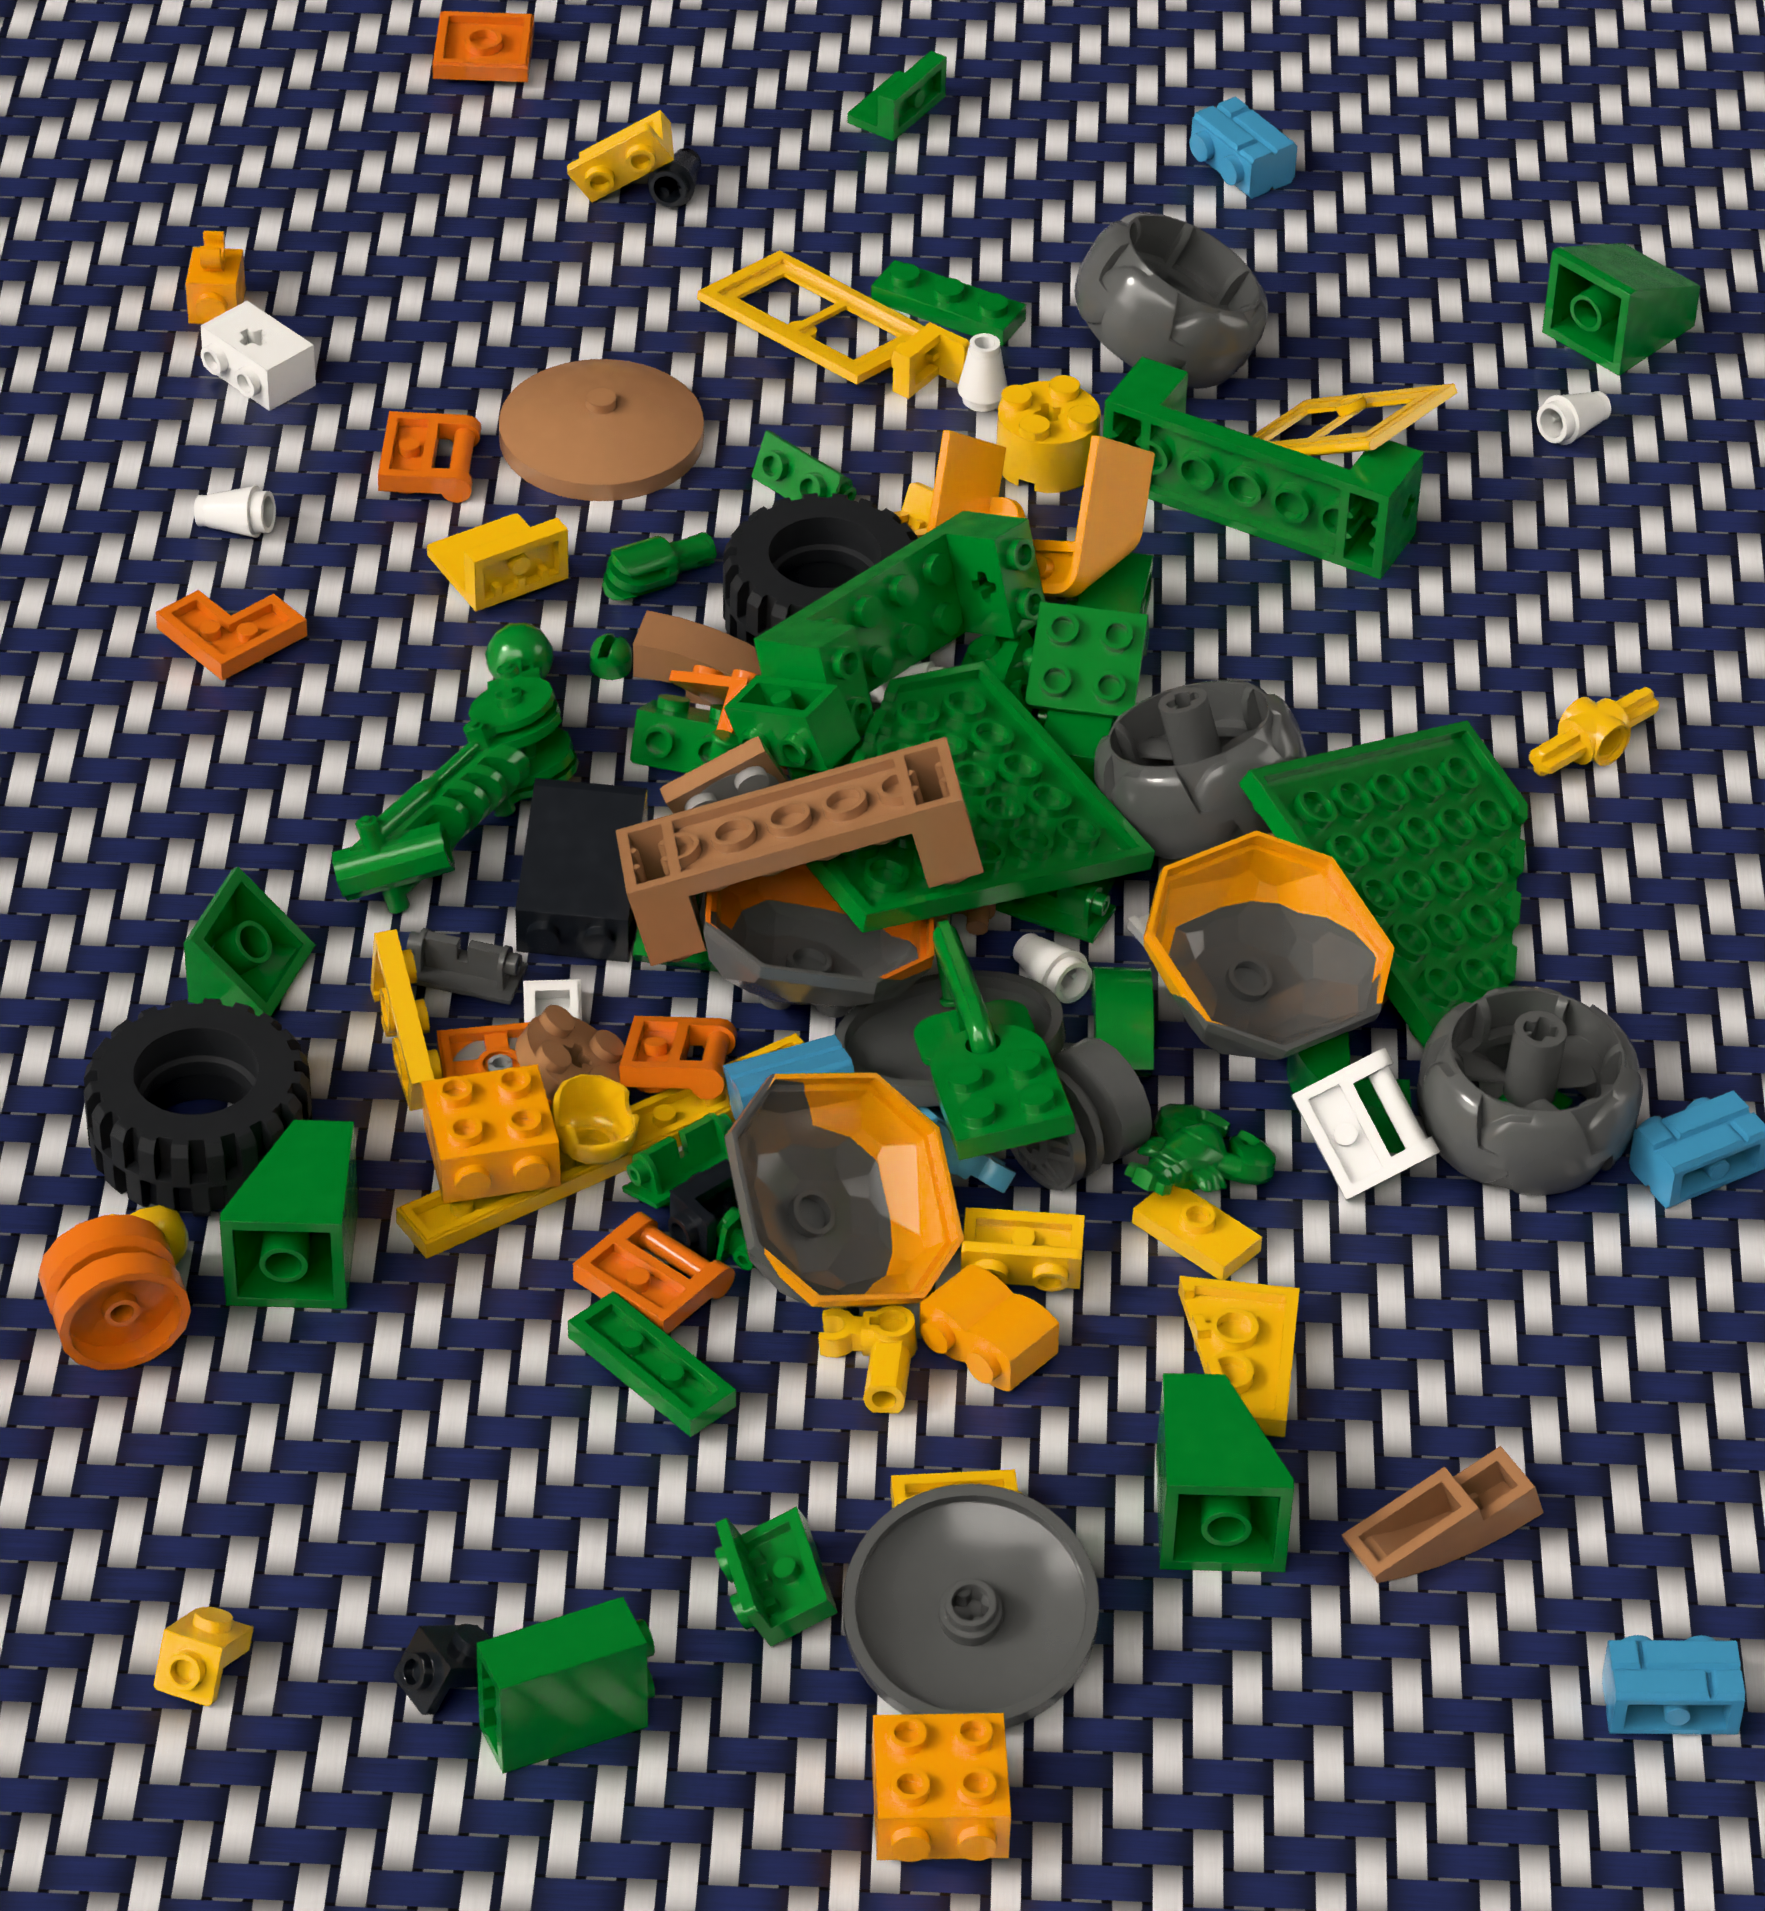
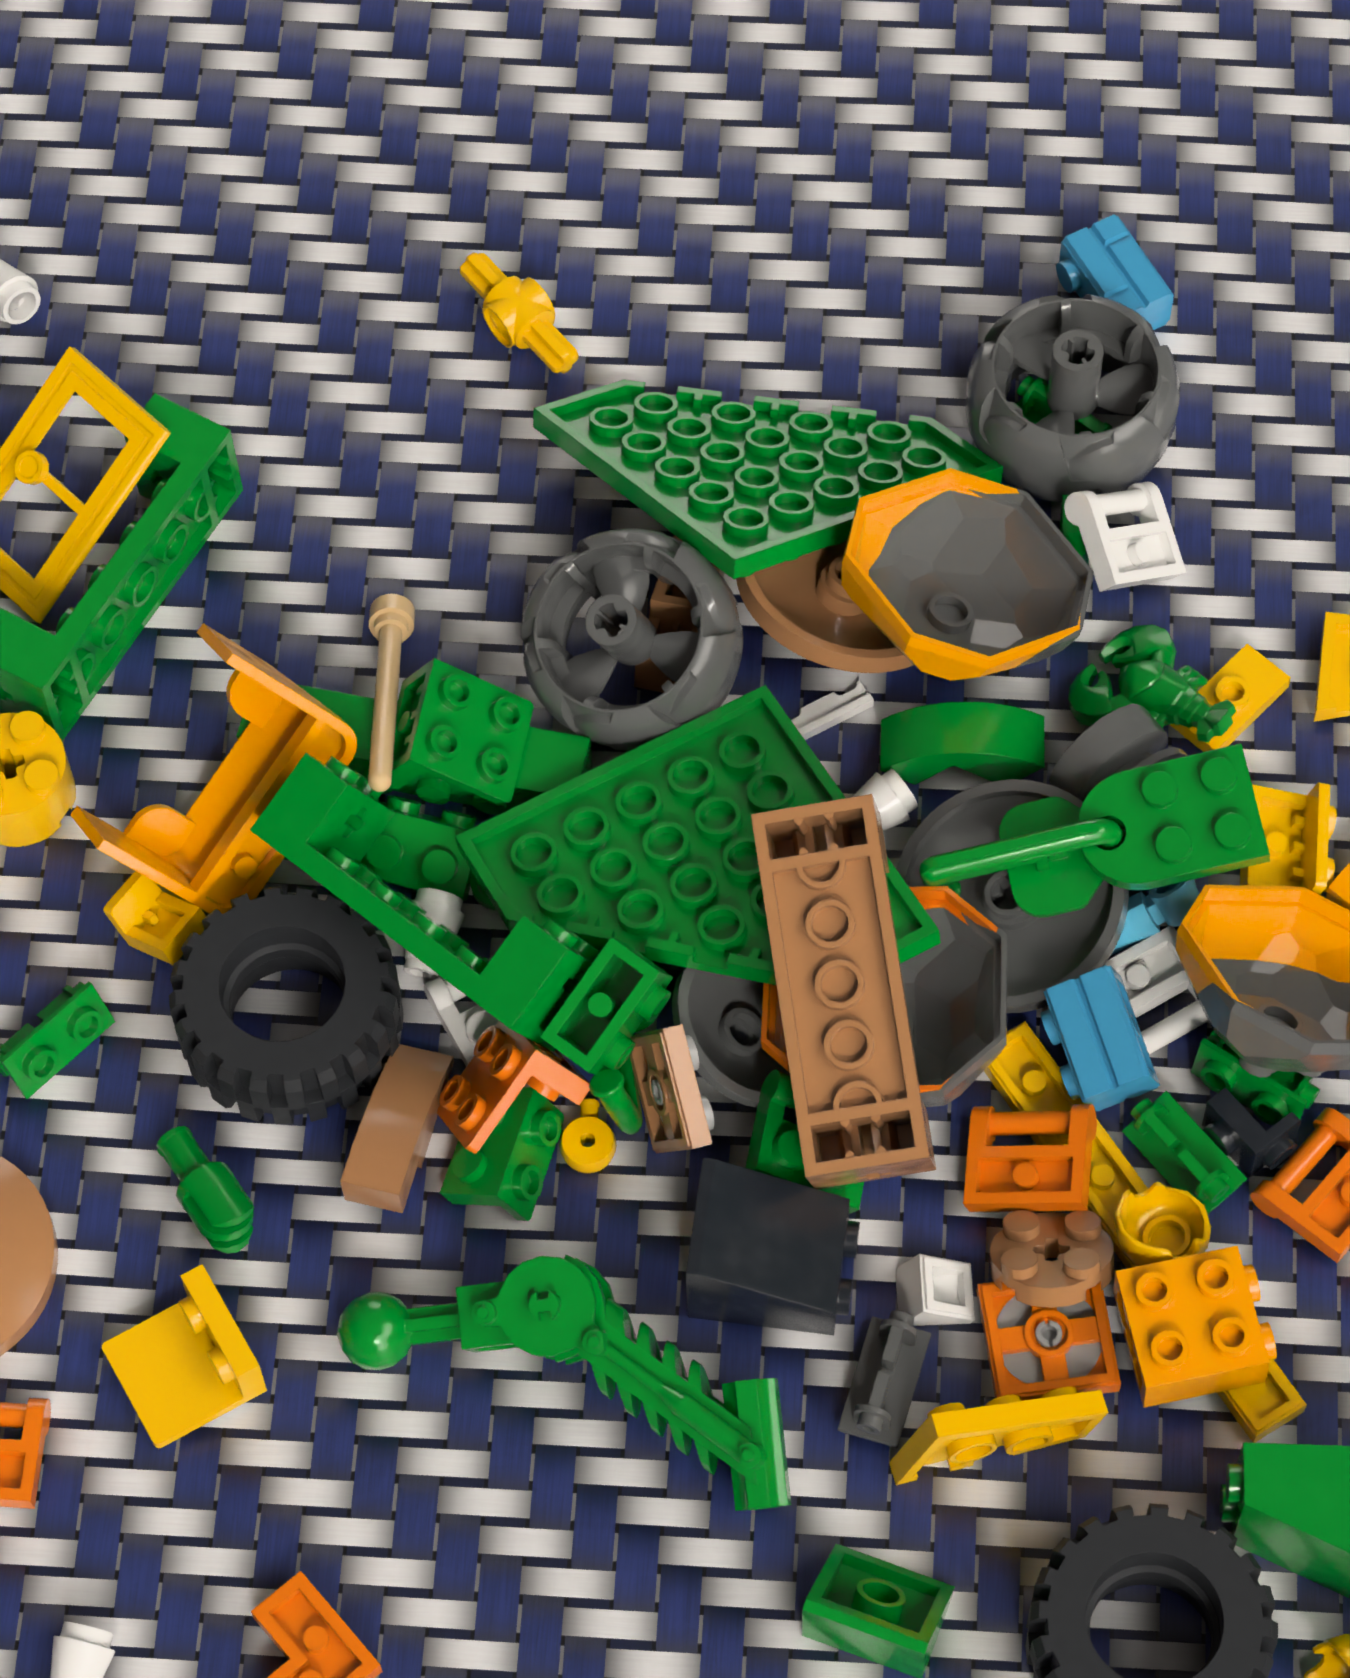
camera: 85 degrees left, 20 degrees up
(619, 657) = (352, 1252): green hinge -> none
(1230, 654) = (391, 624): none -> tan piece

